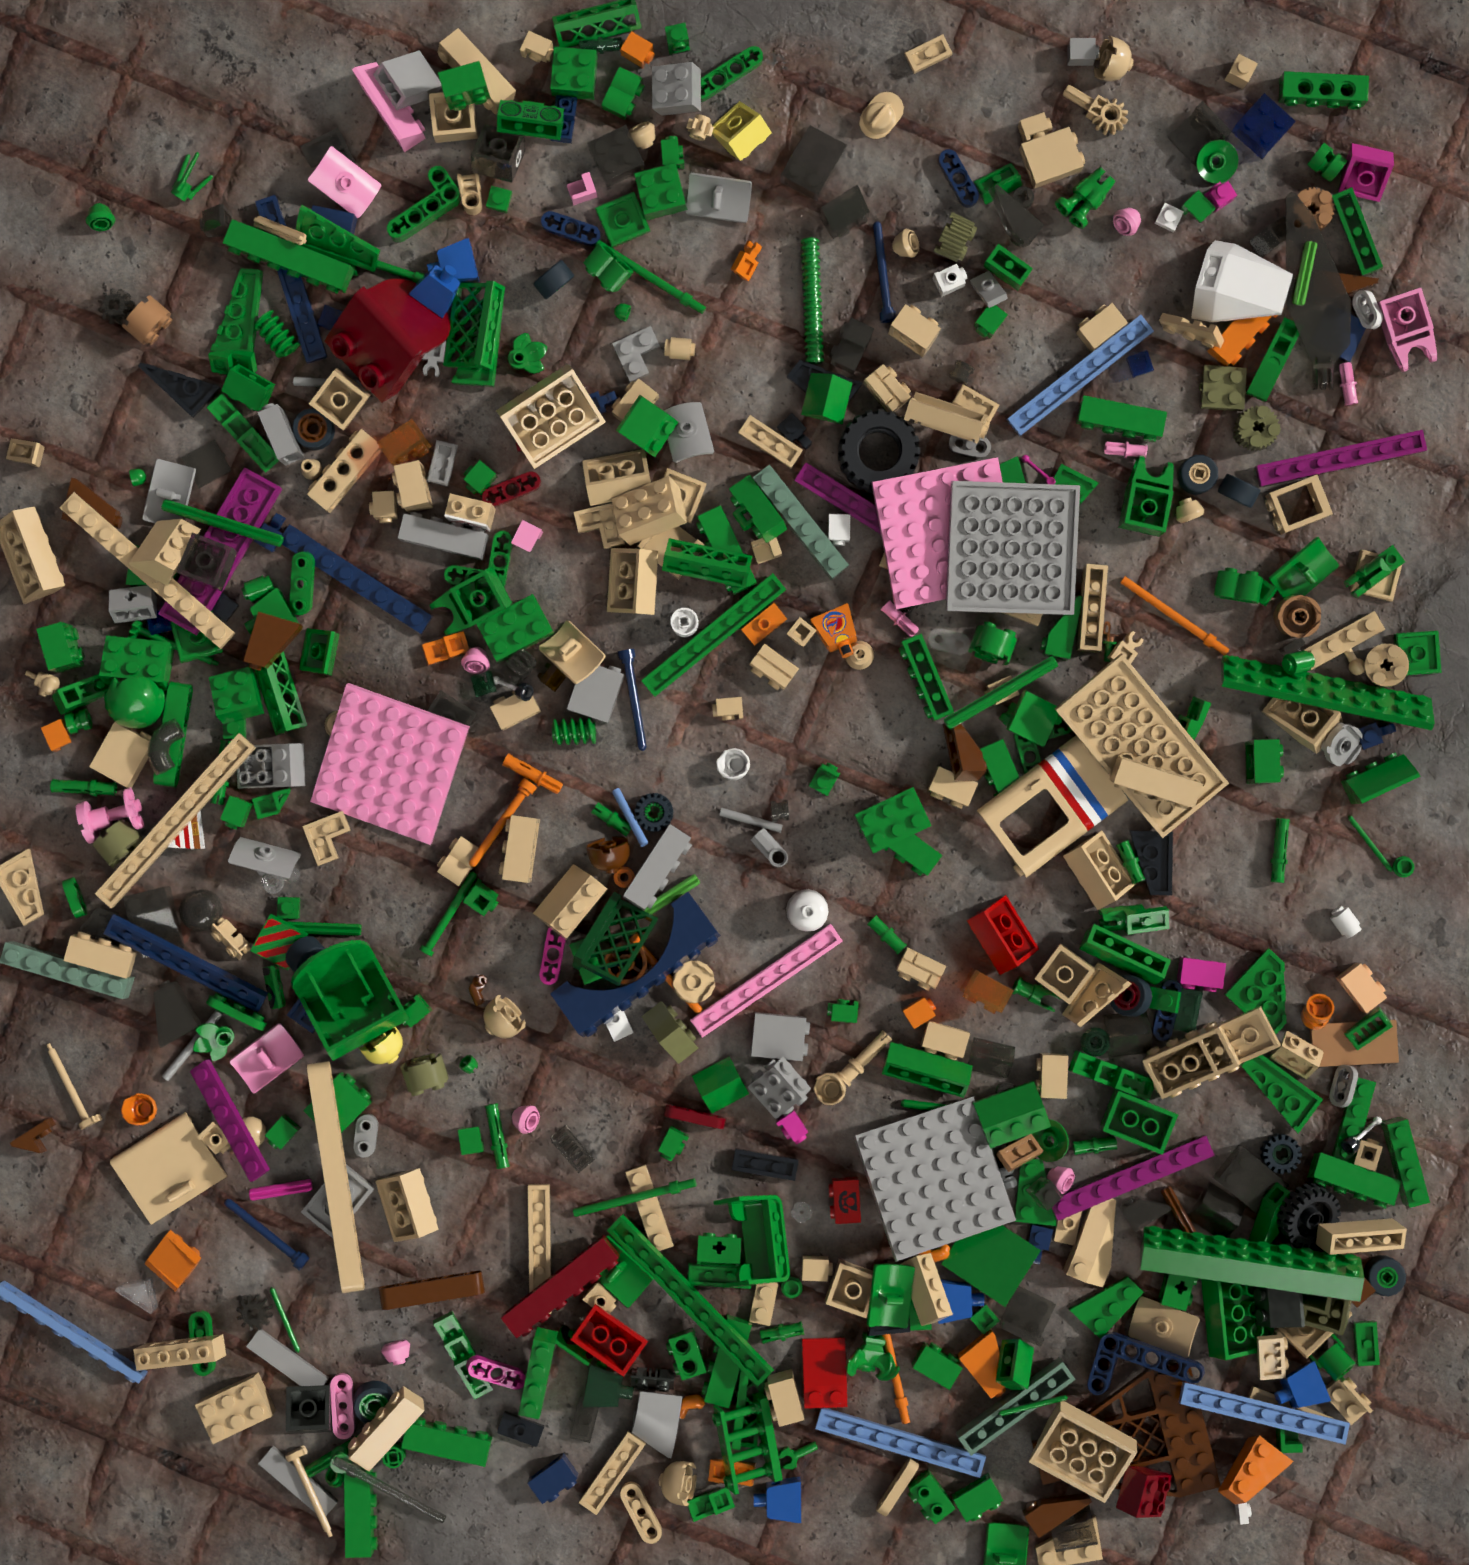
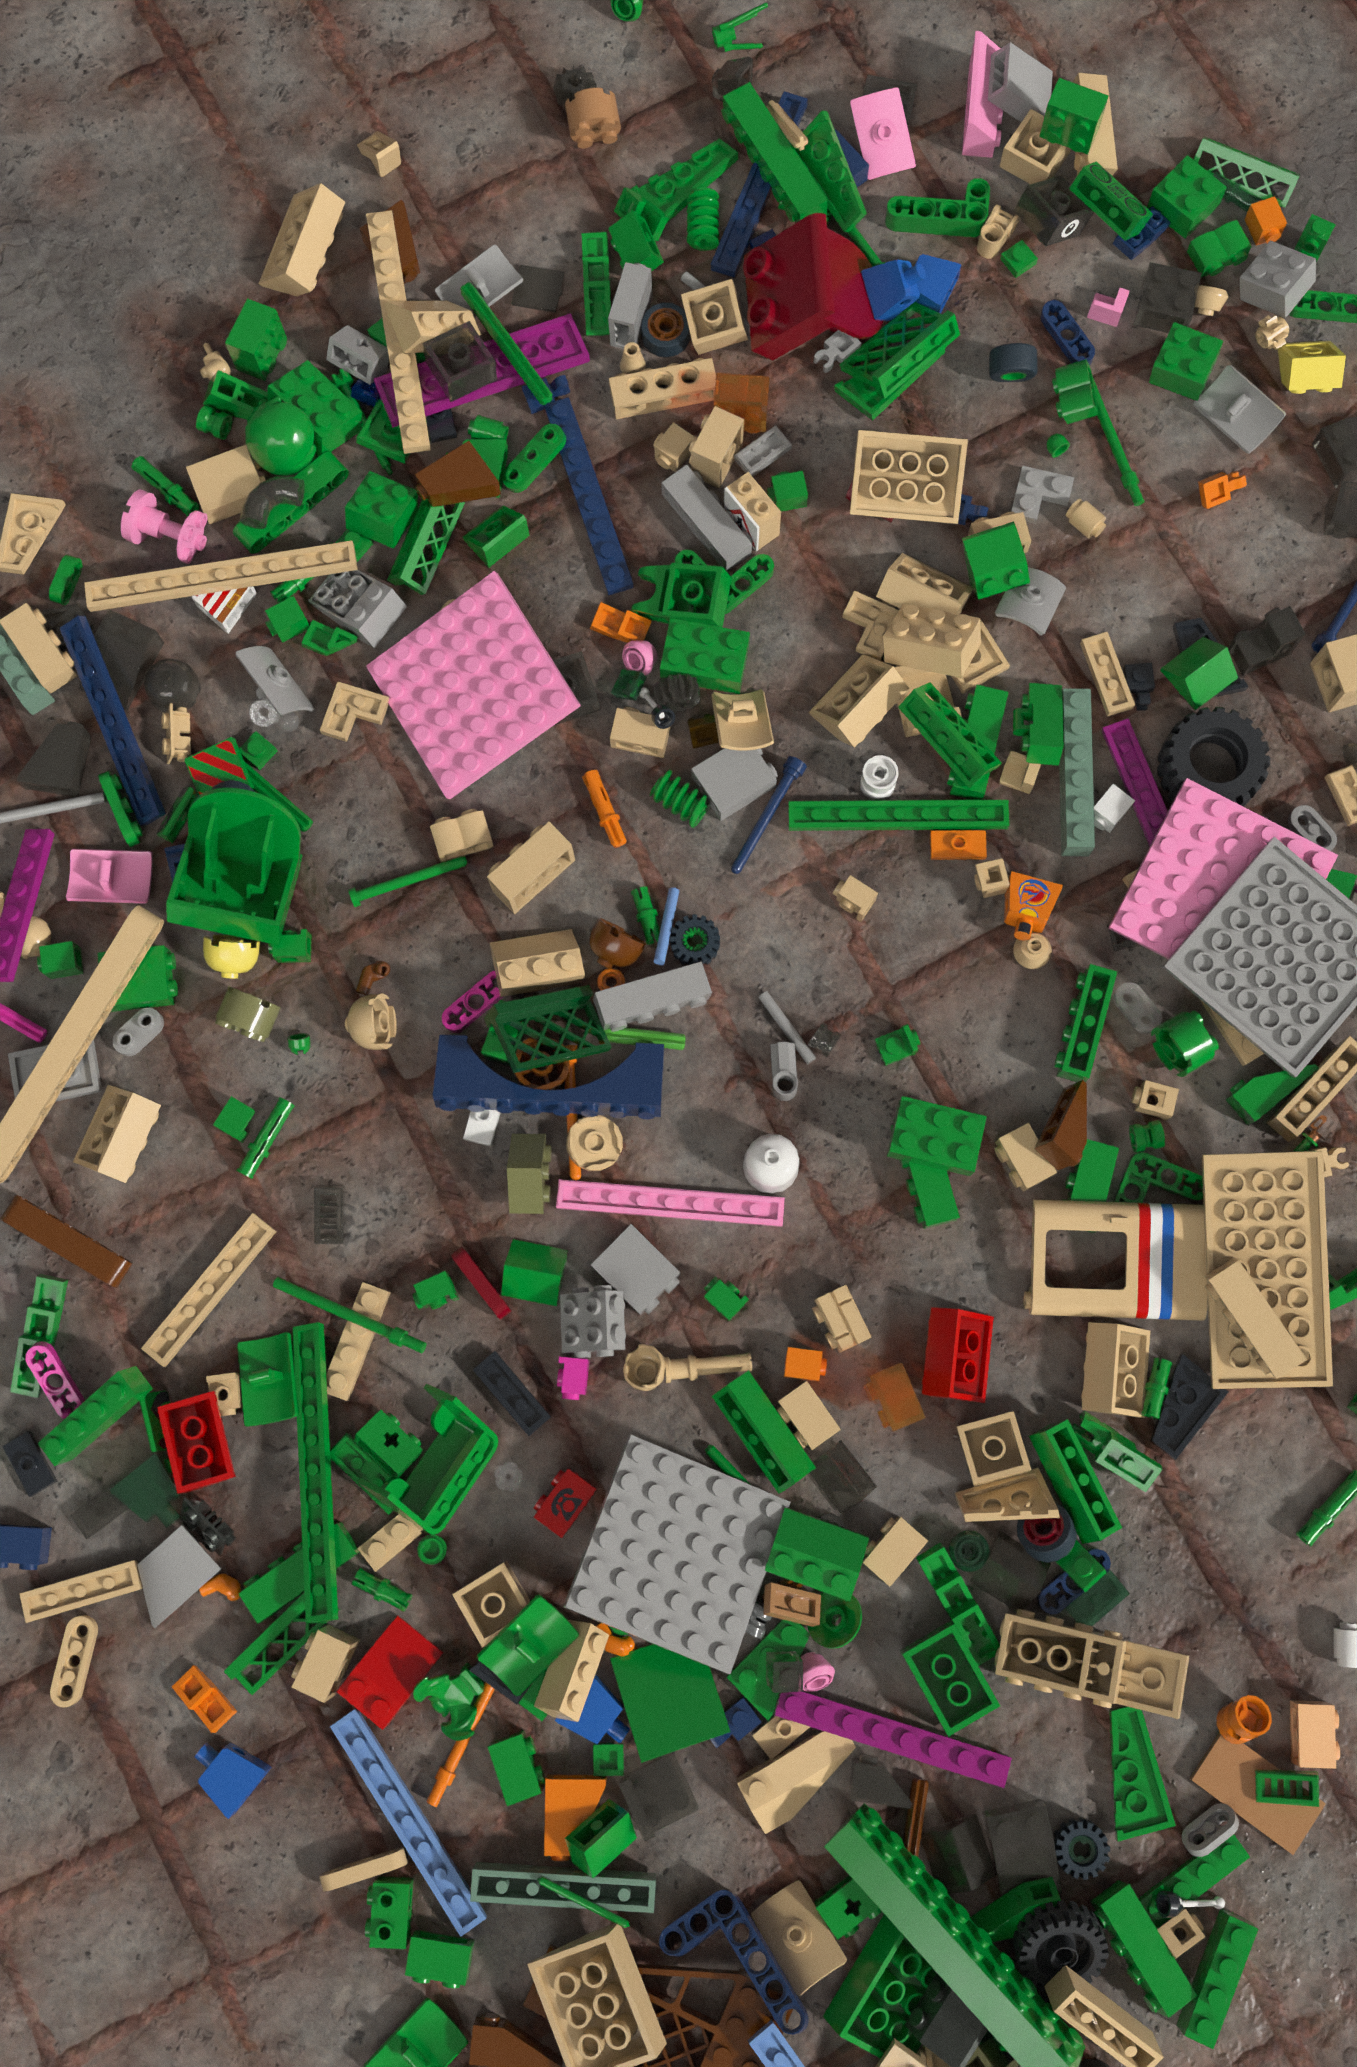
camera: 45 degrees right, 10 degrees down
(56, 735) = (181, 417): orange panel -> none
(118, 843) = (148, 552): olive brick -> none
(137, 477) = (462, 249): green hinge -> none
(186, 391) = (575, 210): black wing -> none
(211, 1041) = (71, 815): green plate -> none
(479, 904) = (443, 886): green brick -> none
(523, 477) = (816, 537): dark red beam -> none
(525, 789) = (584, 817): orange piece -> none
(525, 1118) = (309, 1143): bright pink cone -> none
(526, 536) = (789, 576): bright pink panel -> none
(530, 352) = (933, 414): green plate -> none
(537, 48) = (1167, 149): tan brick -> none
(560, 1286) = (195, 1343): dark red brick -> none
(622, 219) = (1125, 363): green tile -> none
(672, 152) = (1227, 330): green brick -> none
(678, 1483) = (139, 1661): tan cylinder -> none
(691, 1352) = (271, 1532): green brick -> none
(710, 1503) = (153, 1713): green slope -> none
(733, 764) = (814, 955): white hair -> none
(767, 1447) = (260, 1702): green fence -> none
(773, 667) = (934, 892): tan brick -> none
(796, 1454) = (287, 1738): green bar -> none
(812, 300) = (1258, 572): green piece -> none
(816, 1268) = (474, 1550): tan brick -> none
(887, 389) = (1269, 710): tan brick -> none
(887, 934) = (834, 1256): green pin -> none
(900, 619) = (1103, 943): bright pink axle -> none
(947, 417) = (1312, 780): tan door -> none
(1001, 692) = (1155, 1097): green axle -> none
(1033, 718) = (1168, 1152): green tile -> none
(1033, 993) = (941, 1443): green piece -> none
(1094, 1145) = (880, 1666): green pin -> none
(1108, 1306) = (753, 1860): green wing -> none
(1201, 973) = (1144, 1572): dark pink brick -> none
(1264, 987) = (1205, 1636): green plate -> none
(1297, 1055) = (1183, 1751): tan bracket -> none

